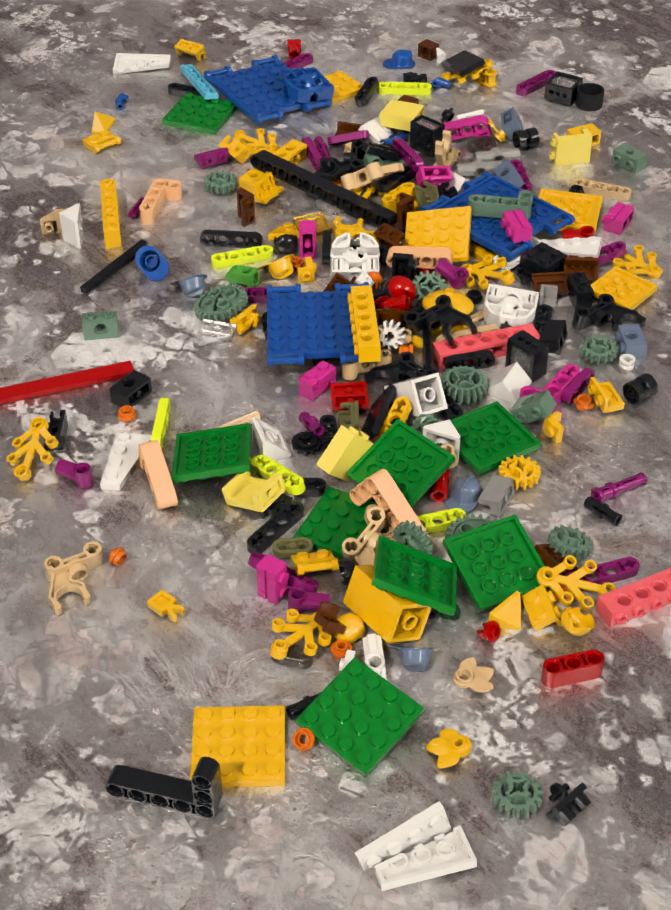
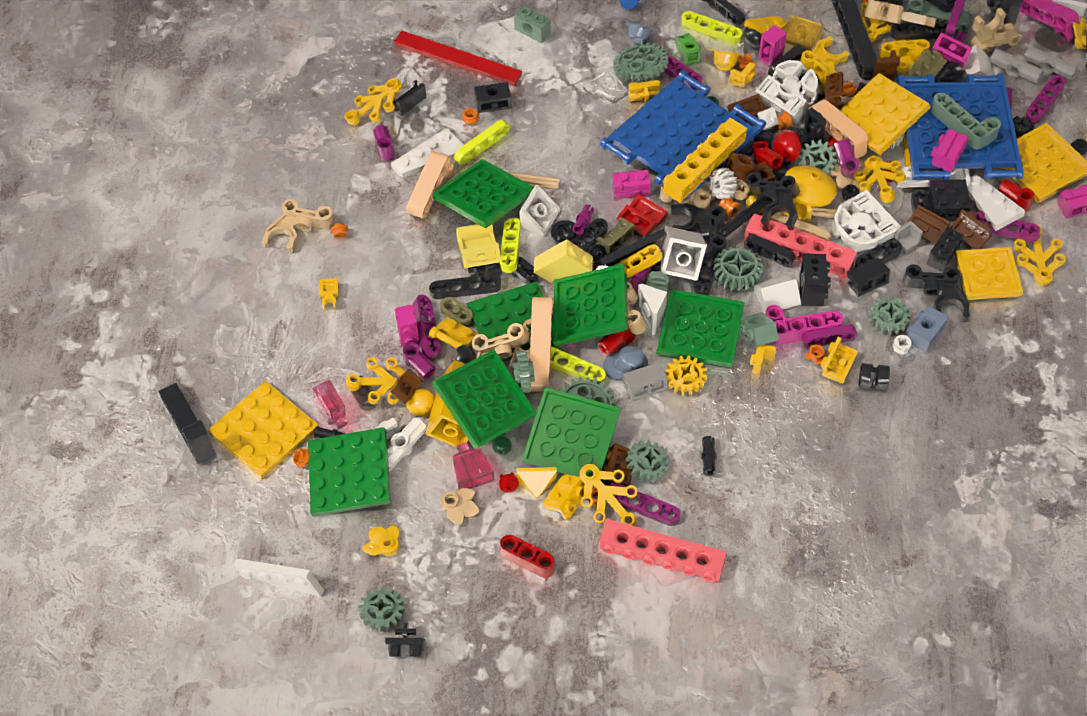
camera: 45 degrees right, 15 degrees up
(280, 680) = (330, 404): none -> clear pink torso
(339, 648) = (402, 418): orange plate -> none
(414, 658) = (435, 455): sand blue piece -> none
(438, 858) = (279, 603): white wing -> none
(451, 642) = (471, 467): none -> clear pink torso
(508, 173) = (1028, 91): sand blue brick -> none
(575, 622) = (573, 524): yellow hair -> none
(611, 490) = (736, 445): magenta pin -> none

